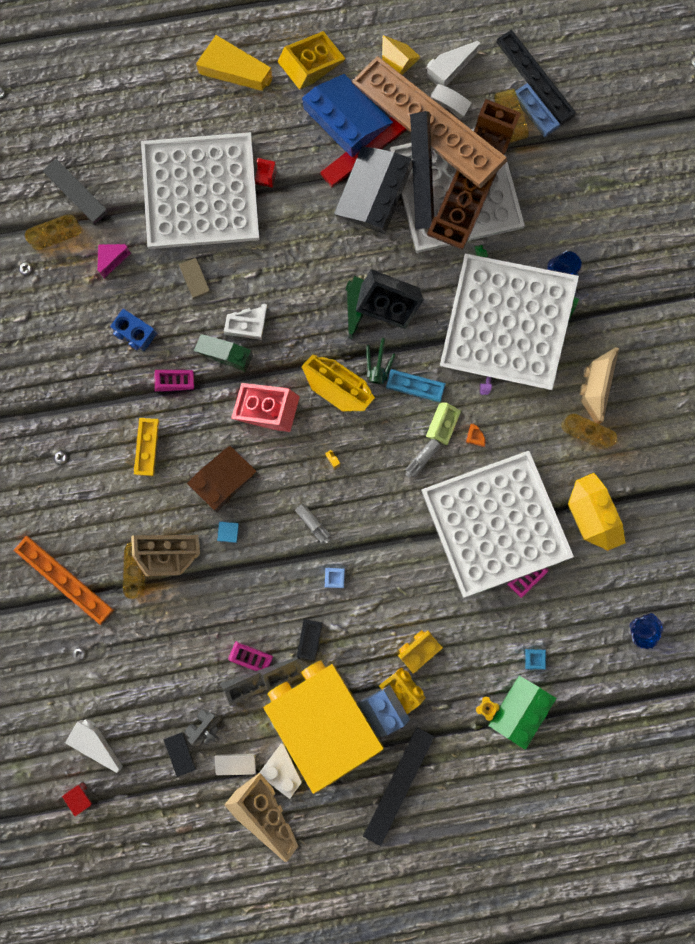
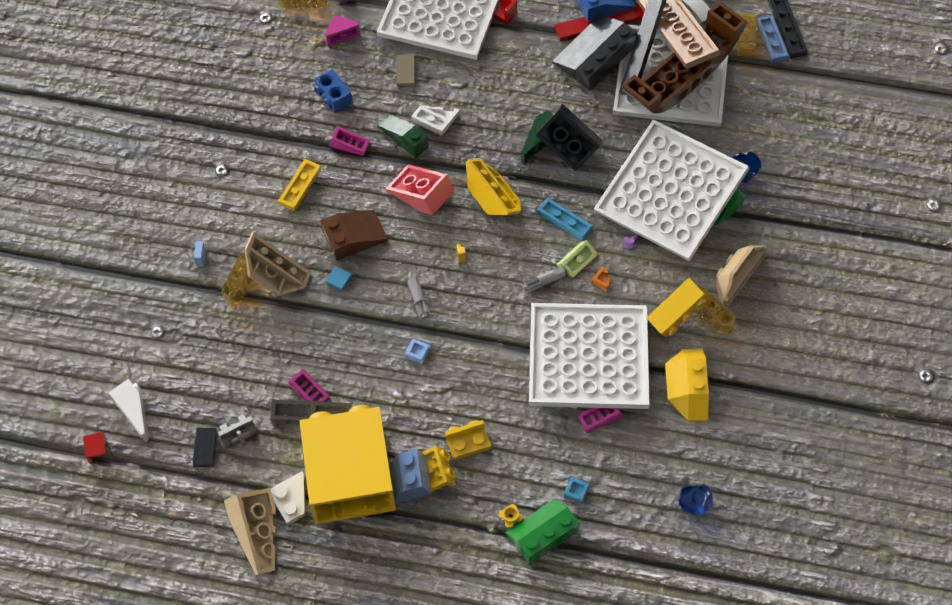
camera: 25 degrees right, 20 degrees down
(64, 580) = (175, 267): orange tile -> none
(83, 560) = (200, 253): none -> light blue tile
(235, 764) = (251, 474): white slope -> none
(309, 640) = (371, 392): black tile -> none
(377, 374) = (532, 197): dark green plant -> none
(398, 786) = (394, 553): black tile -> none
(561, 445) = (677, 308): none -> yellow brick

